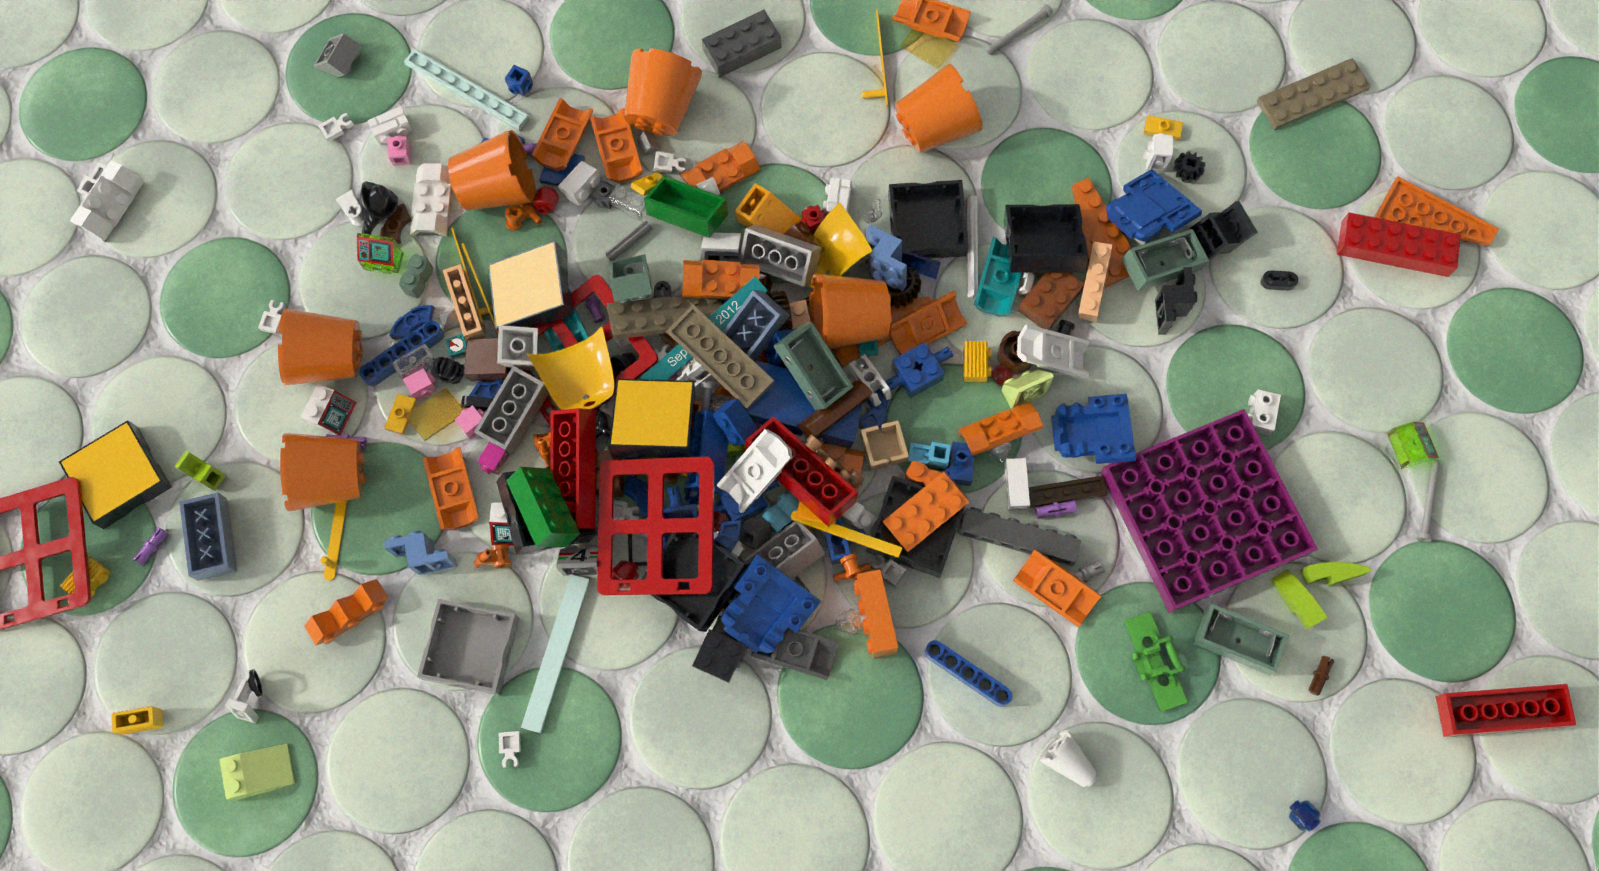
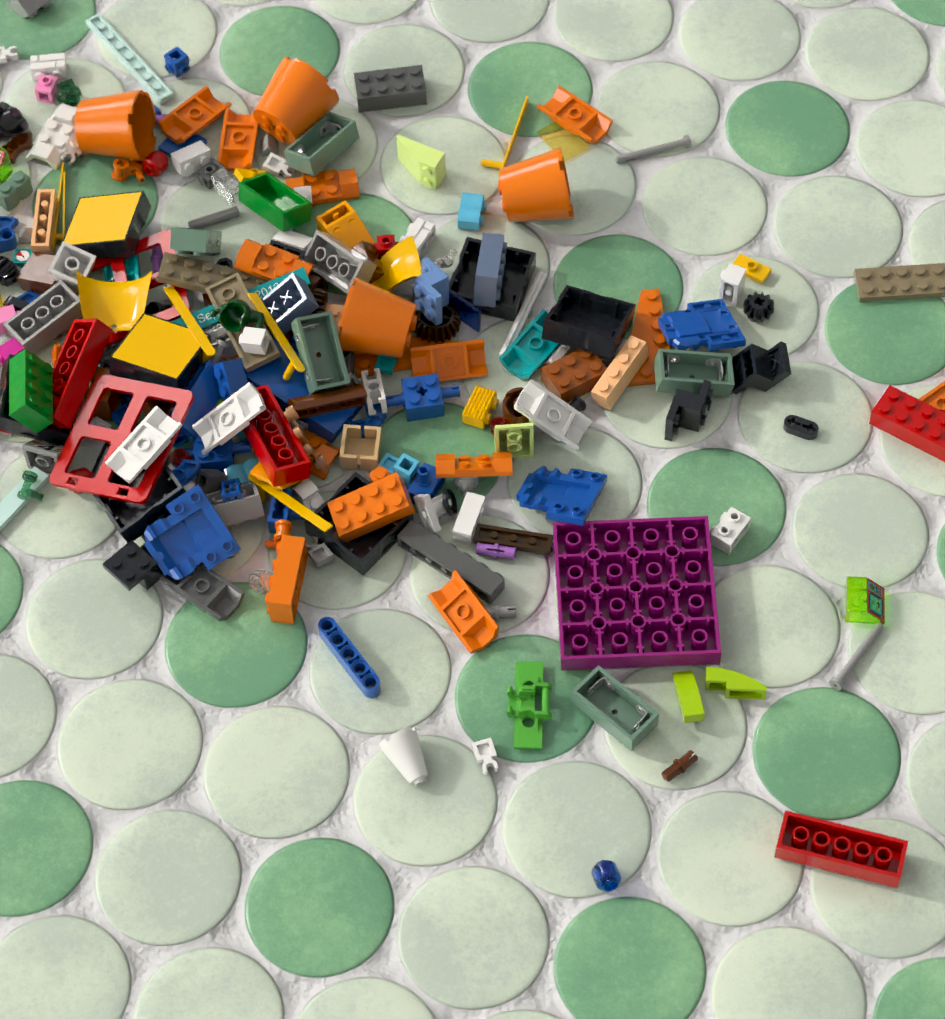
camera: 20 degrees right, 15 degrees down
(424, 150) = (68, 93): none -> clear green brick
(453, 208) = (71, 149): none -> white plate
(576, 606) = (29, 477): none -> clear green piece
(688, 532) = (143, 445): none -> white piece
(697, 397) = (193, 326): none -> yellow piece
(707, 113) = (321, 144): none -> sand green piece
(716, 355) = (237, 314): none -> dark green piece
(745, 377) = (254, 340): none -> white brick
(789, 549) = (232, 493): none -> blue tile
(792, 384) = (295, 362): none -> yellow piece
(808, 115) = (422, 161): none -> yellowish green slope
(876, 152) = (471, 211): none -> medium azure brick
(930, 215) = (490, 270): none -> sand blue brick
(978, 487) = (431, 508): none -> white piece
(1137, 728) = (485, 753): none -> white plate

